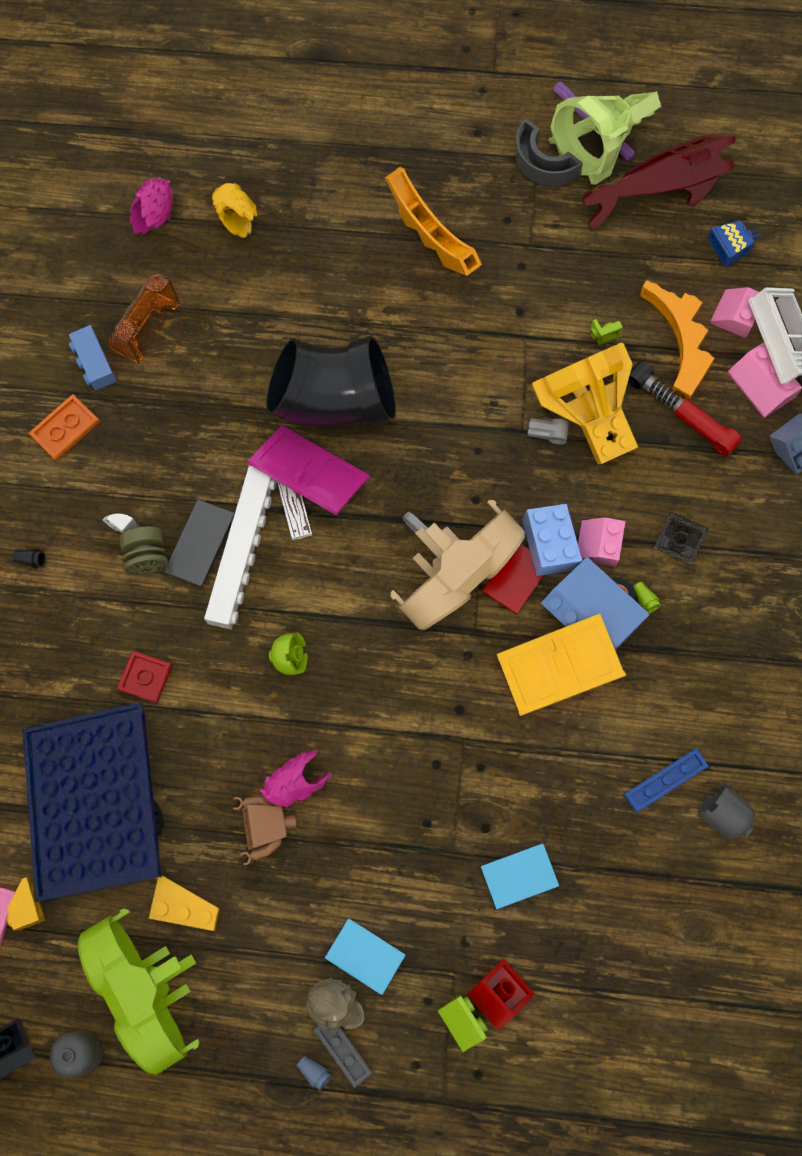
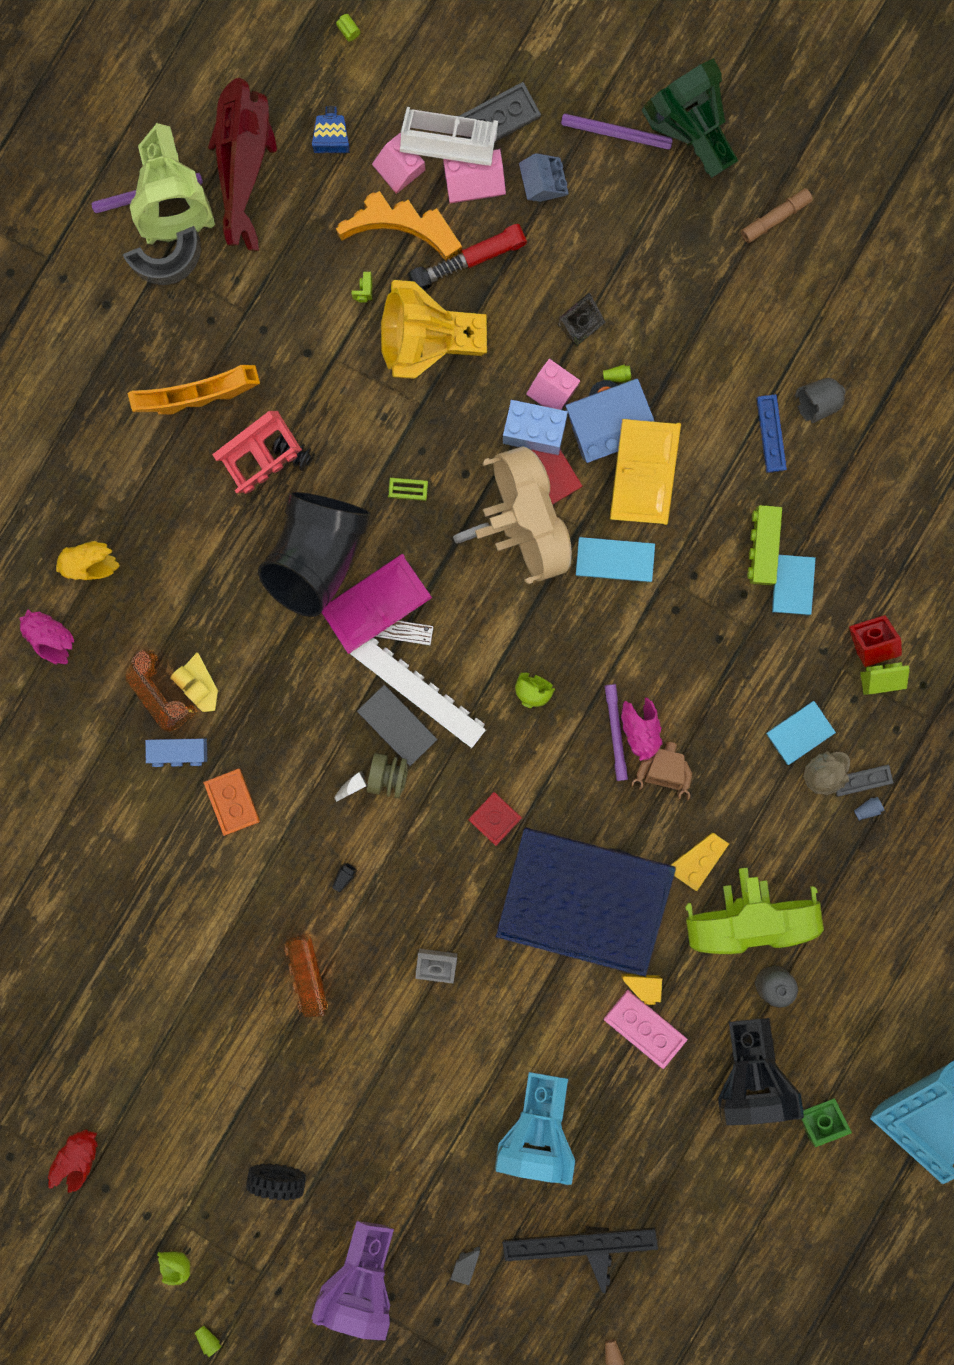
camera: 75 degrees left, 15 degrees up
(163, 349) = (197, 684): none -> light yellow panel
(252, 776) = (620, 764): none -> medium lavender piece
(412, 294) = (252, 441): none -> coral window
(419, 336) = (304, 458): none -> black piece
(440, 468) = (407, 489): none -> lime tile
(459, 679) = (615, 559): none -> medium azure tile
(546, 825) = (765, 545): none -> lime brick
(555, 430) = (436, 377): light grey piece -> none

